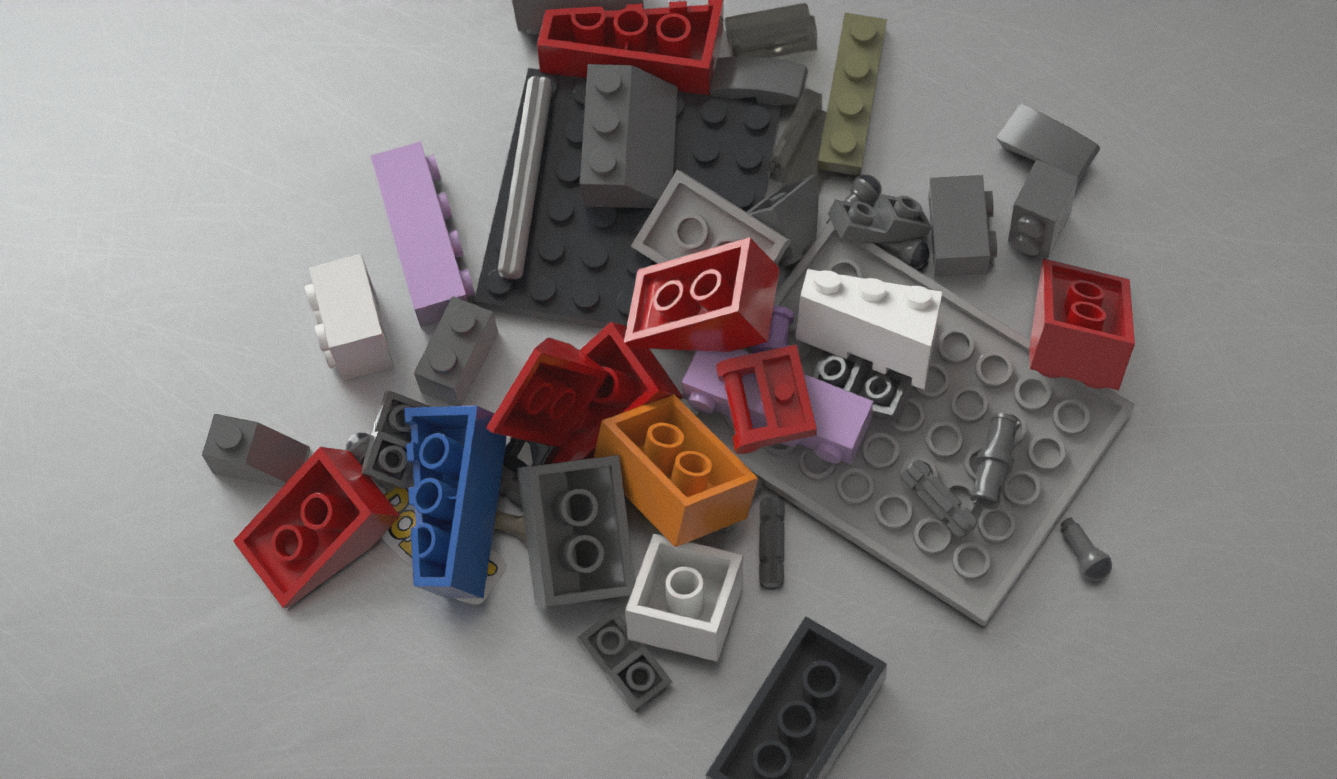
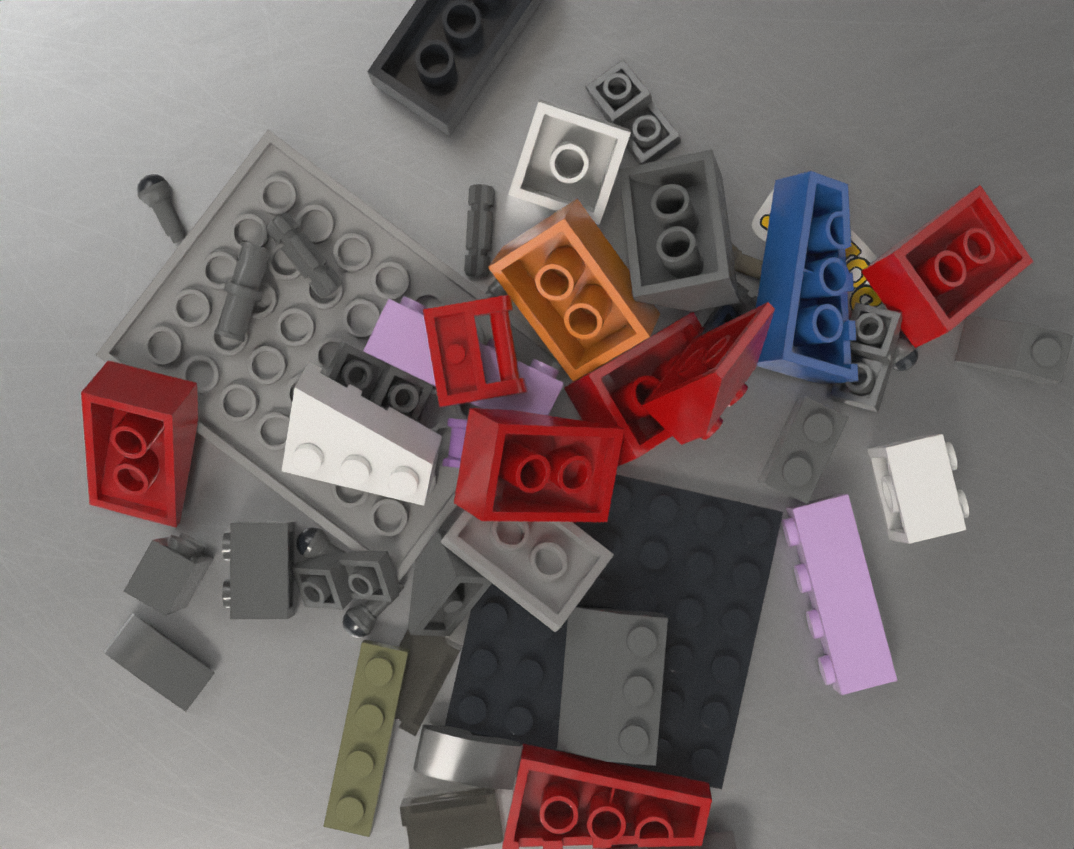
camera: 175 degrees right, 20 degrees up
(524, 178) = (727, 648): light grey axle -> none

